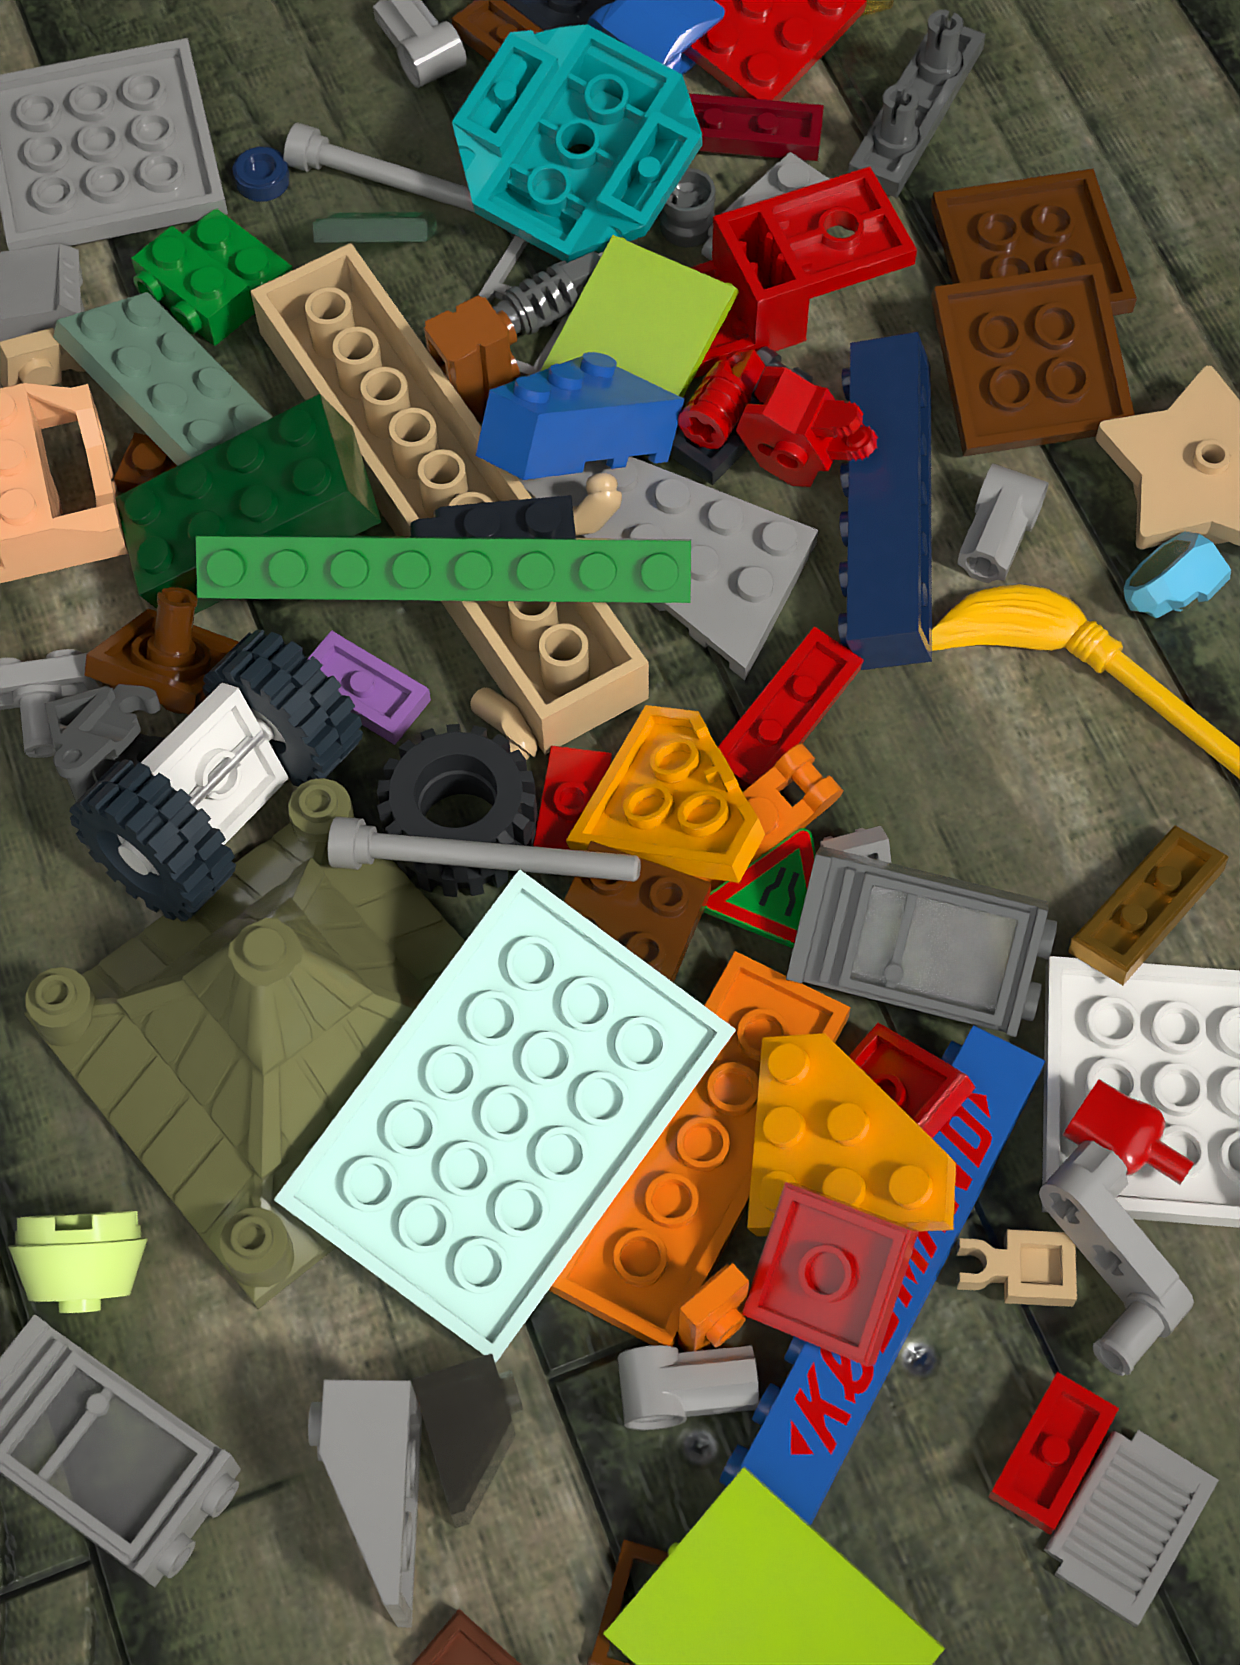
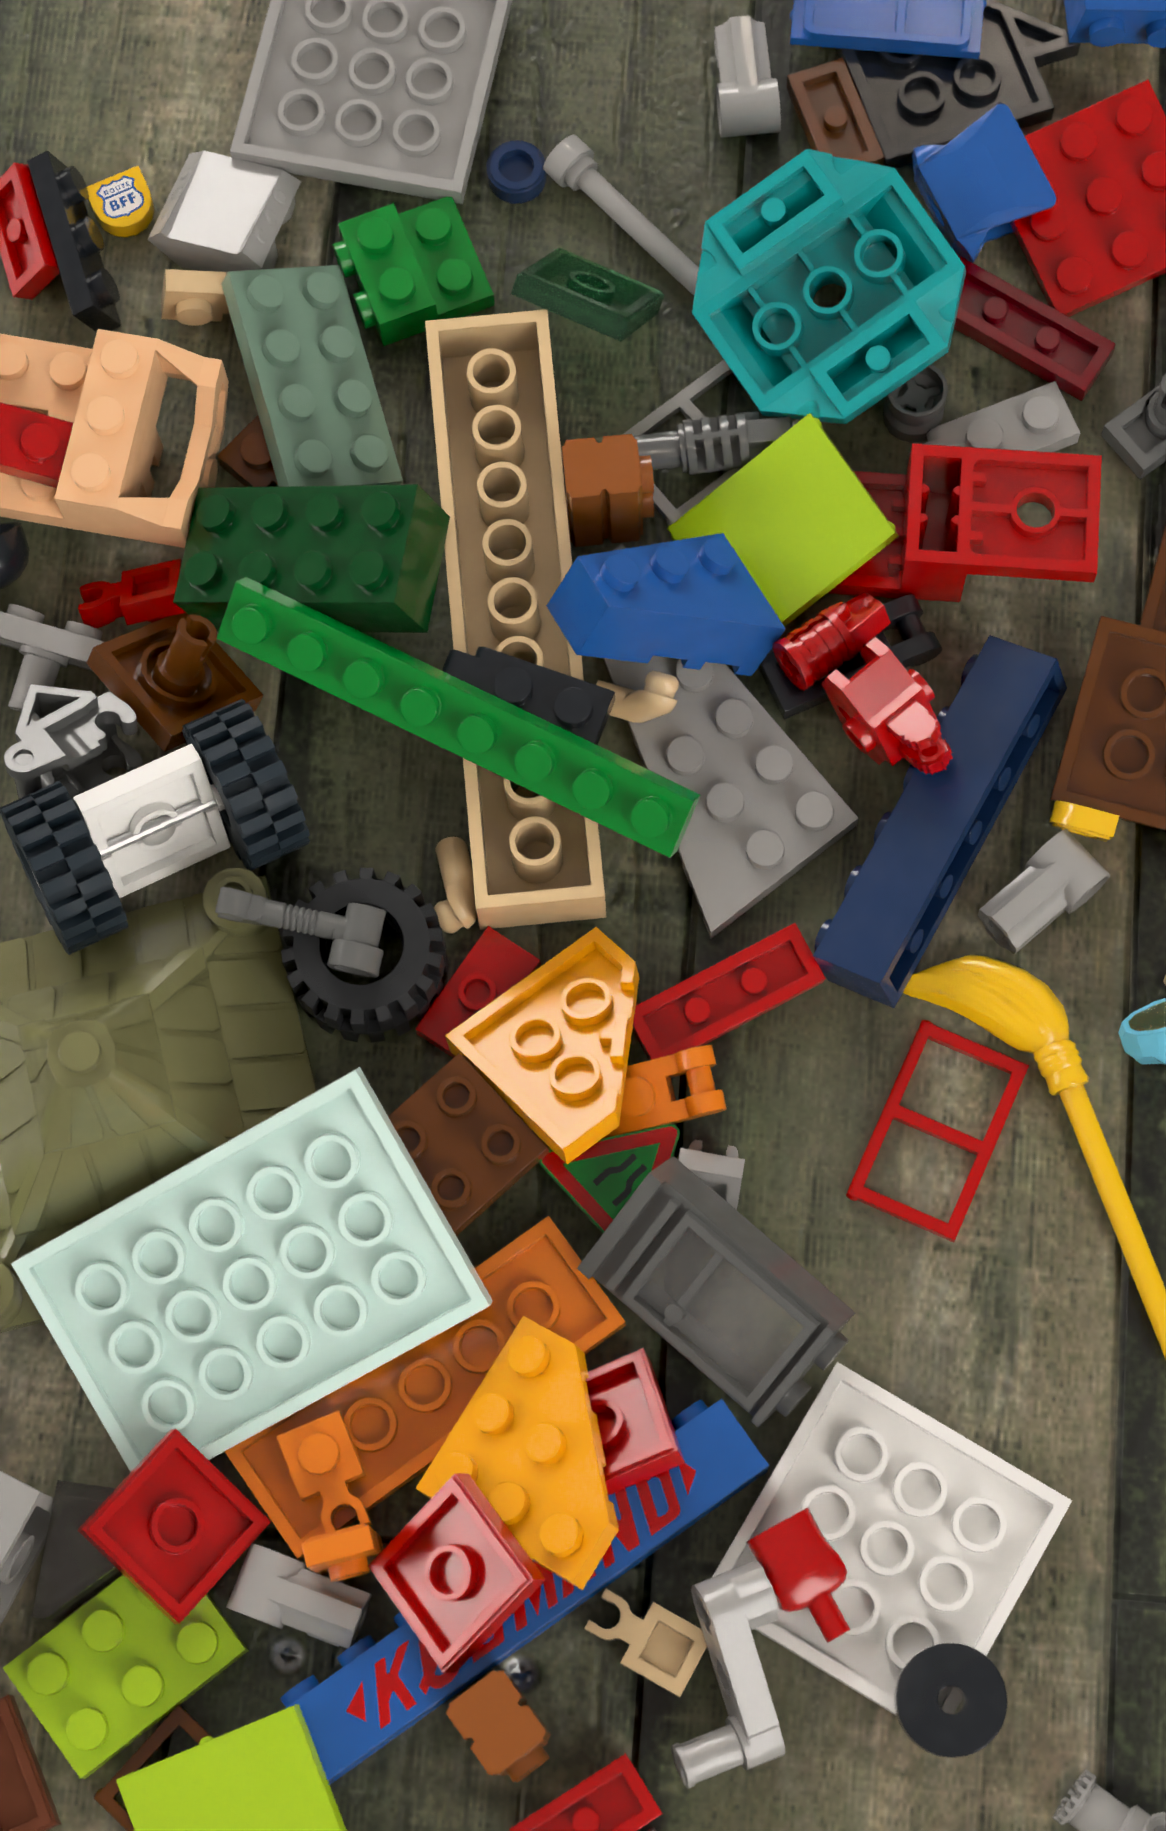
camera: 30 degrees right, 10 degrees up
(98, 613) = (139, 597): none -> red plate
(356, 844) = (245, 955): light grey piece -> none
(381, 694) = (344, 783): medium lavender plate -> none
(447, 785) = (353, 935): none -> dark grey brick
(543, 1368) = (174, 1526): none -> red tile
(552, 1524) = (119, 1670): none -> lime plate
(652, 1249) = (322, 1464): none -> orange plate
(940, 1396) = (503, 1728): none -> dark orange brick
(1006, 450) = (1084, 820): none -> yellow tile
(1030, 743) = (982, 1149): none -> red window
(1148, 905) = (961, 1355): pearl gold tile -> none

